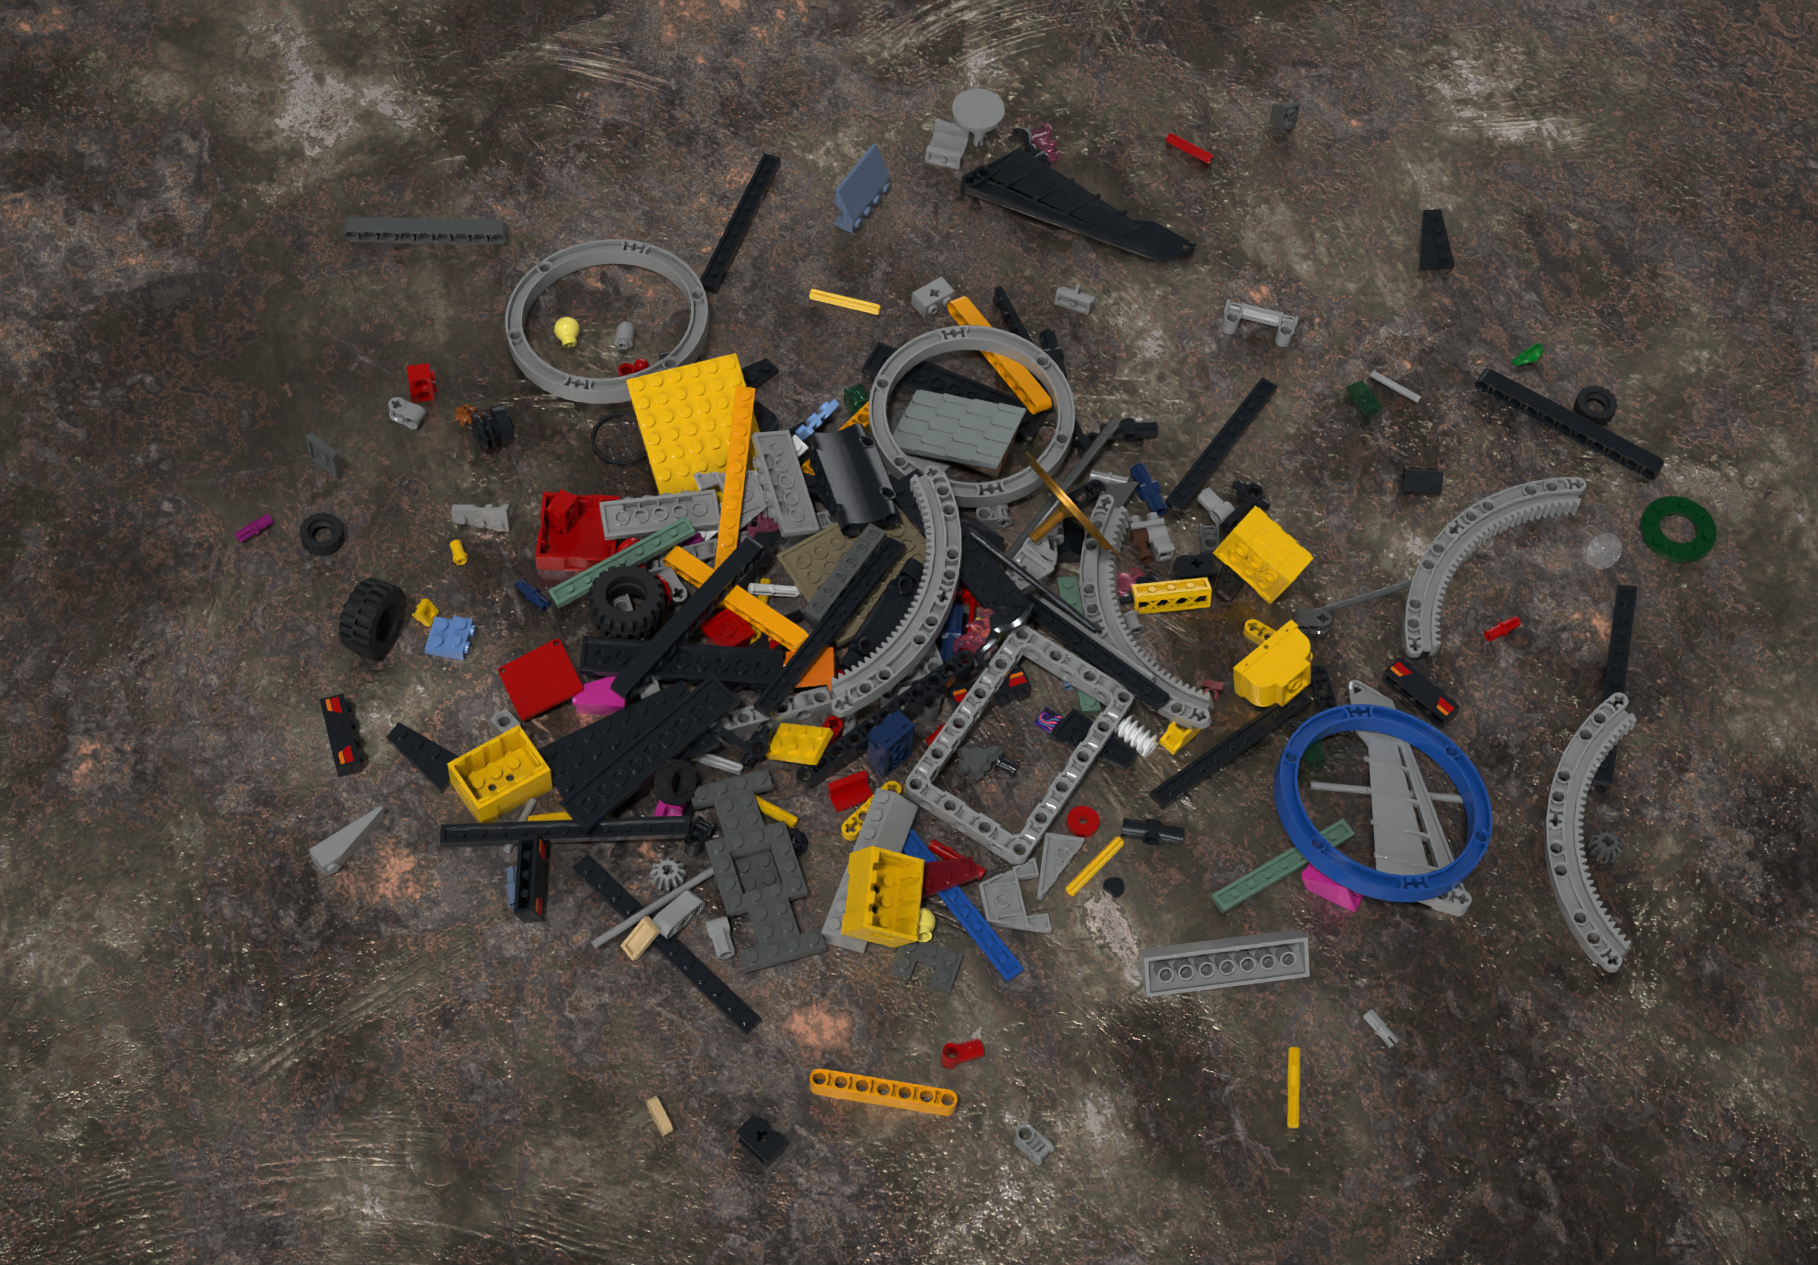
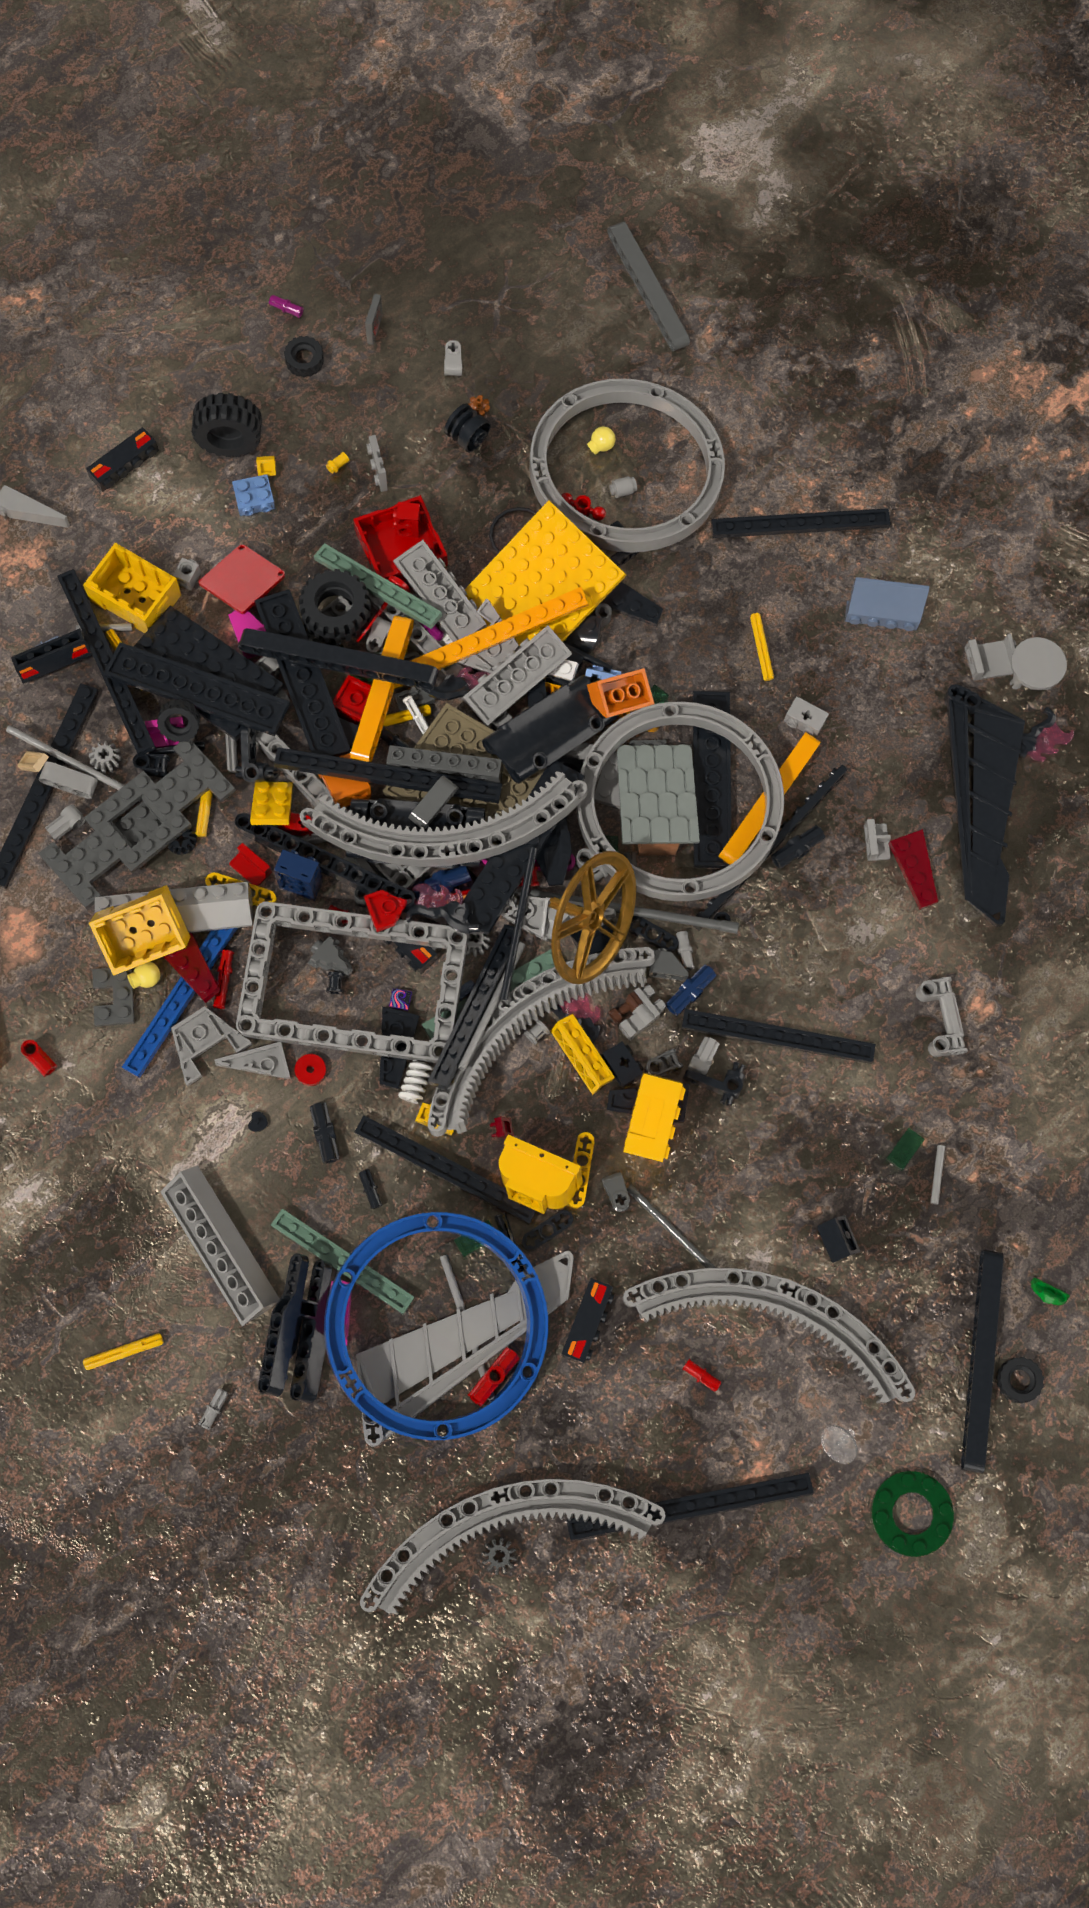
camera: 65 degrees right, 15 degrees up
(421, 383) = (483, 354): red brick -> none
(423, 754) = (137, 525): black wing -> none
(533, 594) = (325, 535): dark blue pin -> none
(846, 411) = (621, 693): none -> orange slope
(882, 595) = (433, 802): none -> dark grey beam
(969, 678) = (384, 909): none -> red plate
(1094, 866) = (269, 1097): yellow axle -> none
(1113, 282) = (915, 866): none -> dark red wing
(1130, 430) = (750, 948): black piece -> none
(1223, 816) = (370, 1189): none -> black axle
(1326, 906) = (285, 1330): none -> black beam
(1443, 783) = (486, 1385): none -> red piece

